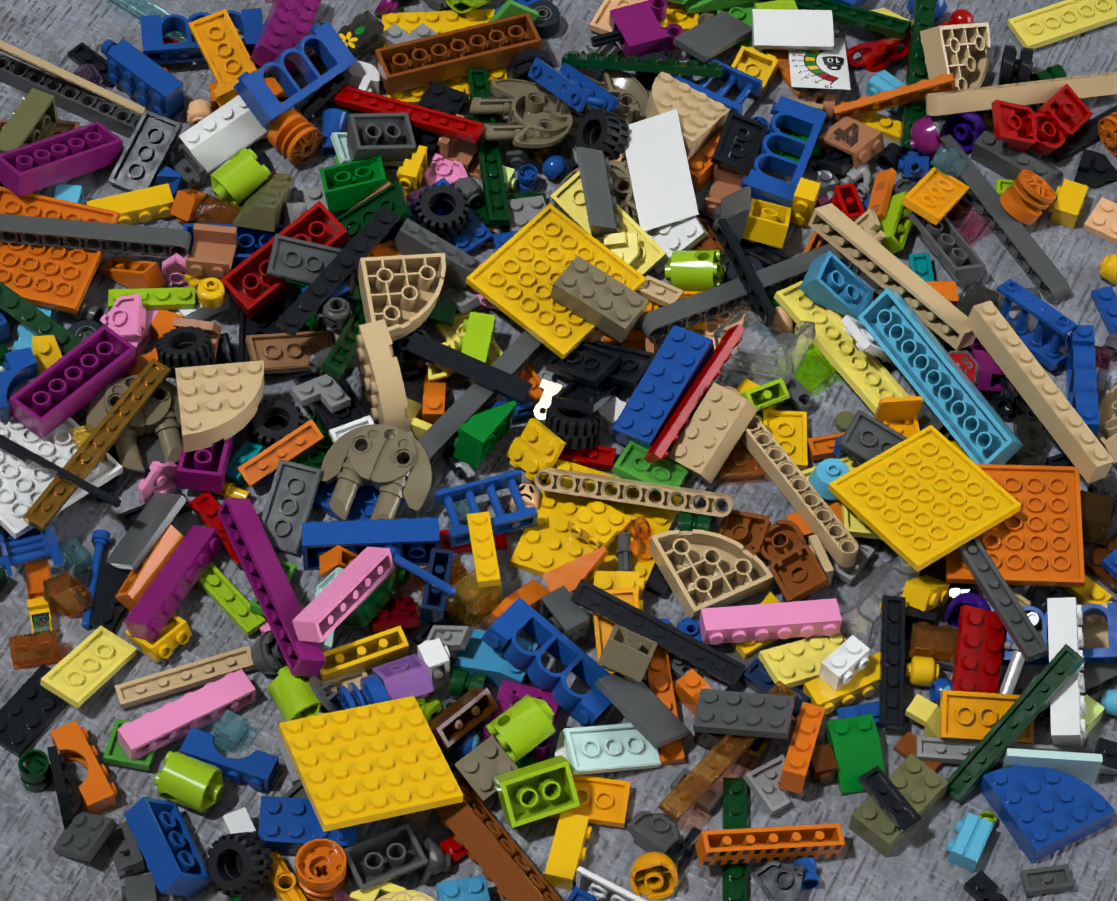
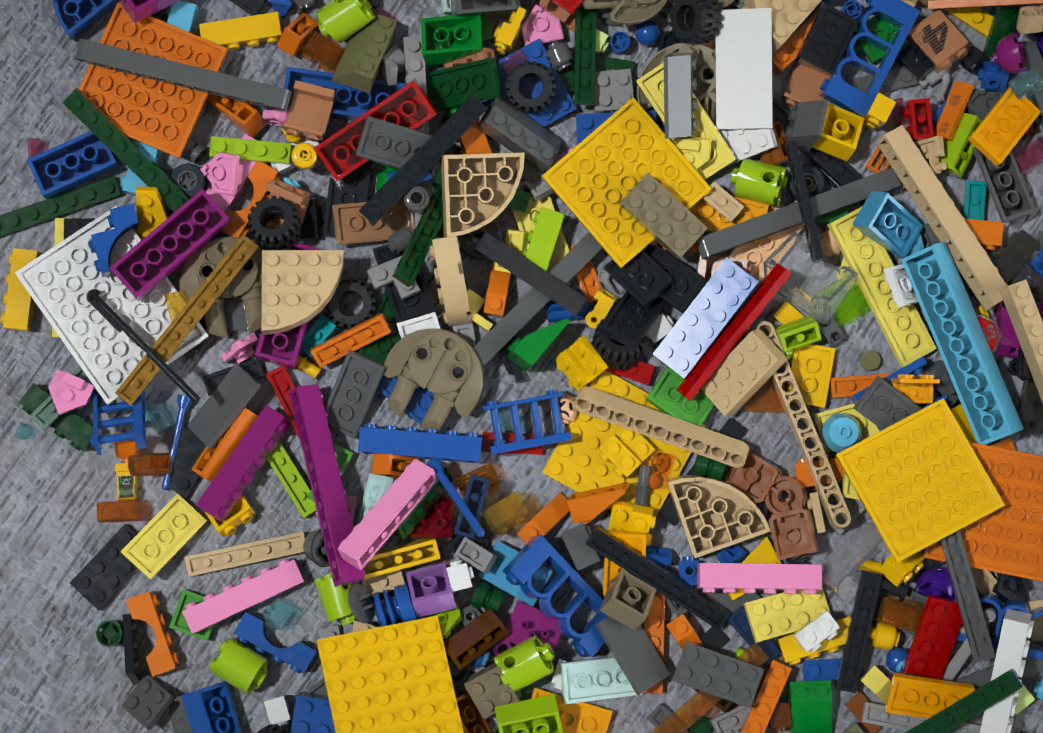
camera: 10 degrees right, 30 degrees up
(483, 549) = (517, 477): yellow plate -> none

